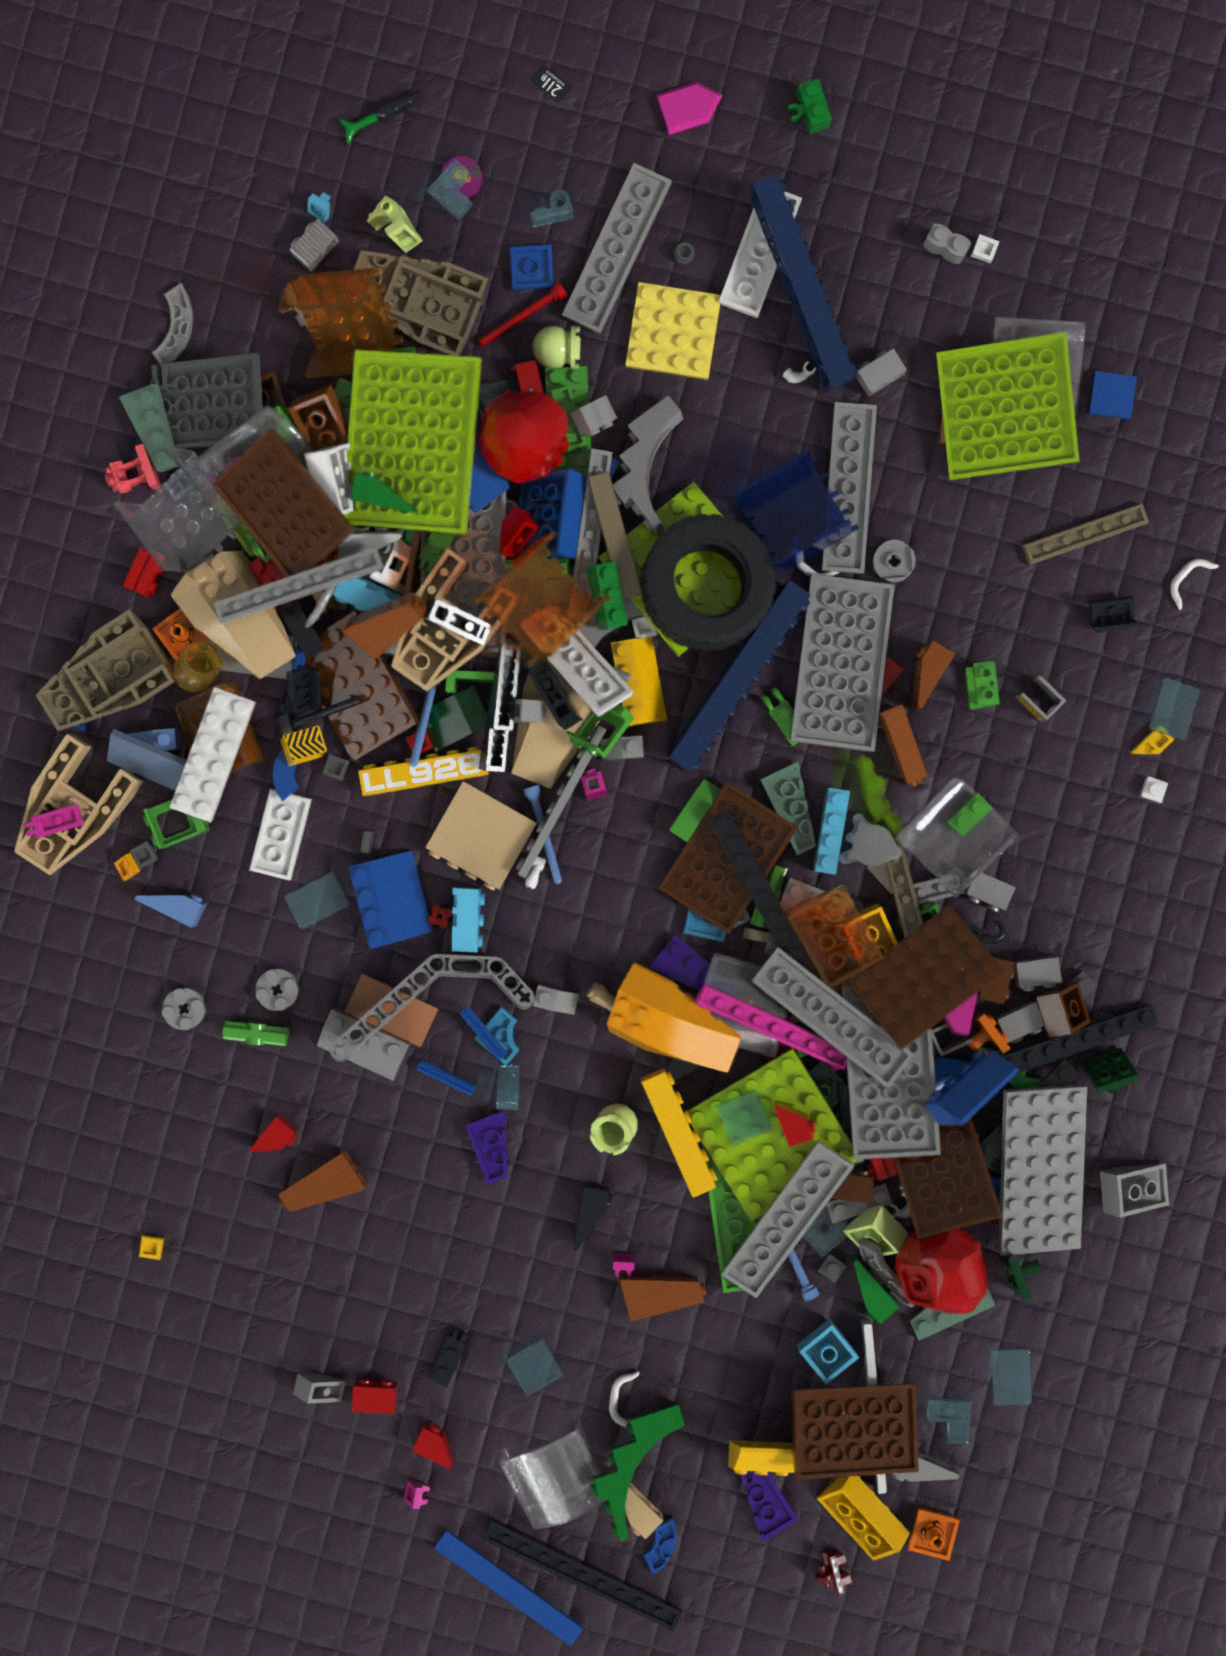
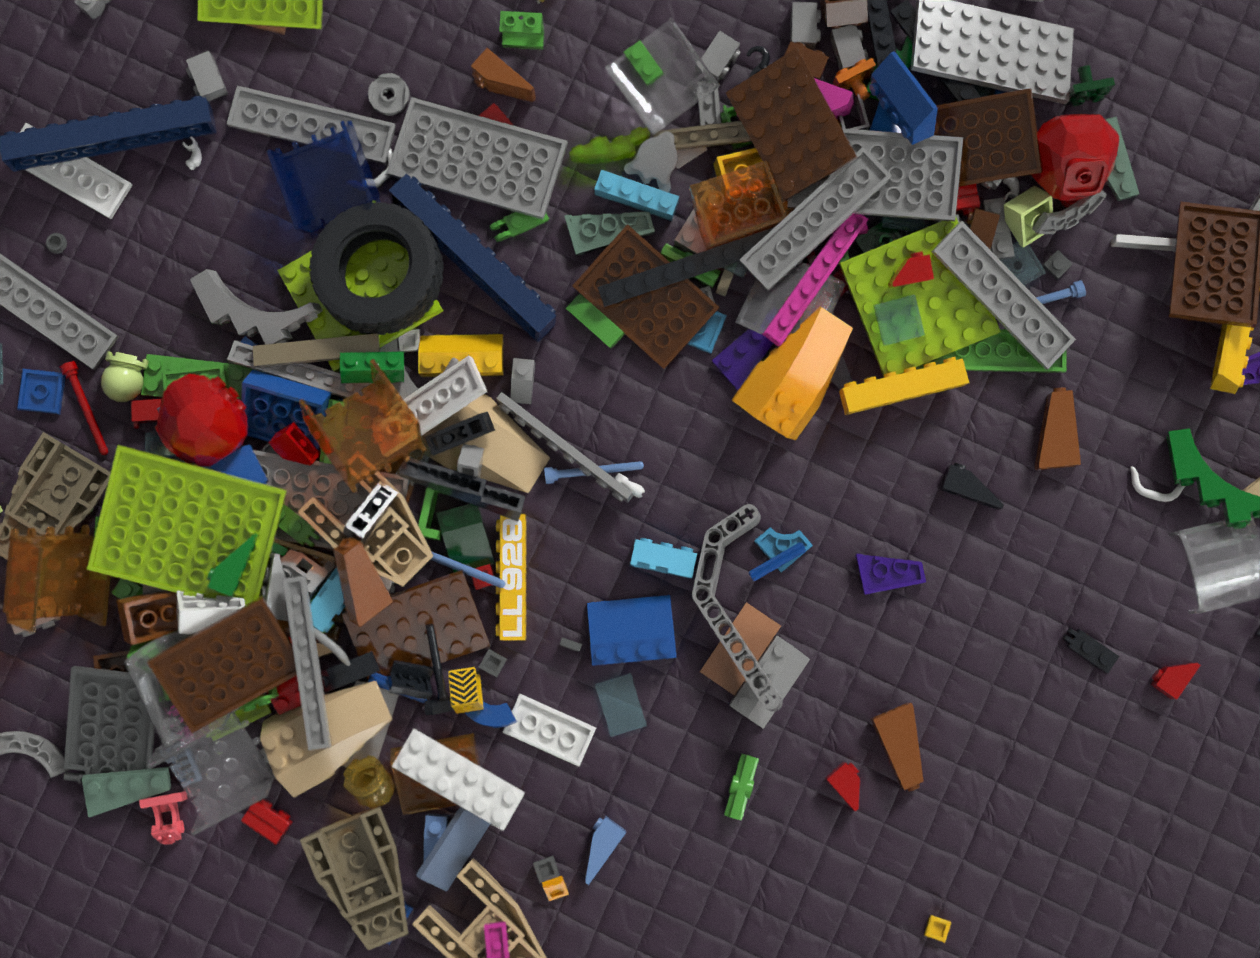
camera: 75 degrees left, 5 degrees down
(167, 632) = (332, 795): orange plate -> none
(196, 1008) = (707, 867): light grey plate -> none
(197, 826) = (526, 811): bright green window -> none
(266, 995) = (689, 759): light grey plate -> none
(318, 1388) = (1102, 783): light grey slope -> none
(374, 1396) = (1118, 728): red brick -> none
(414, 1493) = (1220, 705): dark pink tile -> none
(446, 913) = (654, 579): red plate -> none
(446, 1077) = (815, 606): blue axle -> none
(480, 836) = (584, 531): tan panel -> none
(508, 1087) = (834, 546): clear light blue plate -> none
(534, 1367) = (1111, 567): clear light blue tile -> none
(555, 999) = (755, 485): light grey slope -> none
(593, 785) = (553, 414): dark pink window -> none
(594, 415) = (197, 353): light grey brick -> none
(601, 996) = (758, 442): tan cone -> none
(614, 1128) = (890, 448): yellowish green tile -> none
(617, 716) = (492, 376): bright green window -> none
(623, 1262) = (1022, 462): dark pink tile -> none
(673, 331) = (129, 266): light yellow plate -> none
(827, 1351) = (1137, 280): medium azure brick -> none
(875, 1297) = (1090, 229): green slope -> none
(903, 745) = (565, 114): dark orange slope -> none
(954, 1412) = (1217, 170): clear light blue tile -> none
(1011, 1377) = (1187, 113): clear light blue piece -> none

